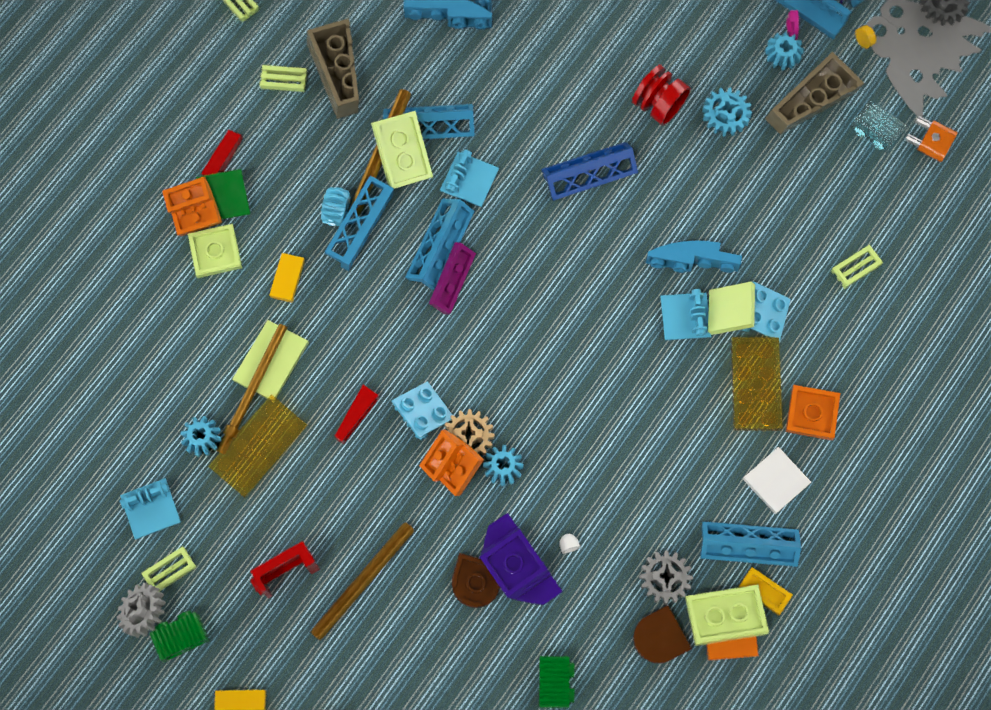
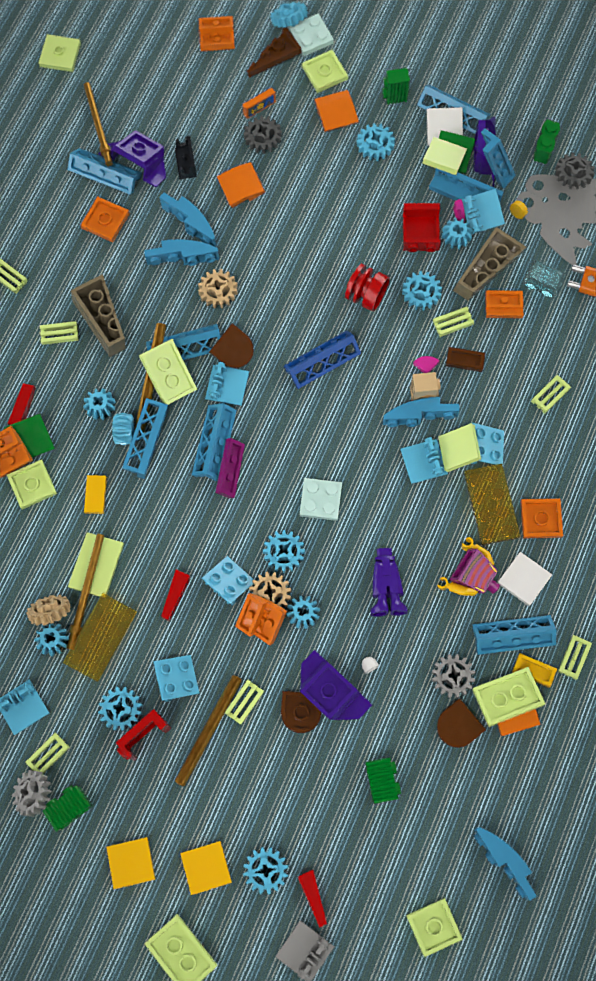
camera: 10 degrees left, 0 degrees up
(204, 401) = (48, 610): none -> tan gear
(268, 525) = (118, 718): none -> medium azure gear
(307, 177) = (96, 410): none -> medium azure gear
(337, 511) = (176, 677): none -> medium azure hinge
(426, 542) = (253, 688): none -> yellowish green tile
(479, 52) = (208, 291): none -> tan gear
(486, 136) = (233, 348): none -> reddish brown tile
(488, 395) = (278, 557): none -> medium azure gear
(552, 336) = (320, 499): none -> light aqua plate
(609, 453) = (387, 585): none -> dark purple piece
(705, 226) = (424, 386): none -> tan brick
(713, 200) = (426, 363): none -> dark pink tile
(716, 460) = (473, 573): none -> torso
(742, 35) = (421, 227): none -> red panel
(757, 148) = (469, 322): none -> yellowish green tile
(762, 204) = (465, 359): none -> reddish brown tile
(805, 602) = (568, 672): none -> yellowish green tile
(821, 30) = (483, 211): none -> medium azure hinge
(823, 147) = (504, 304): none -> orange plate

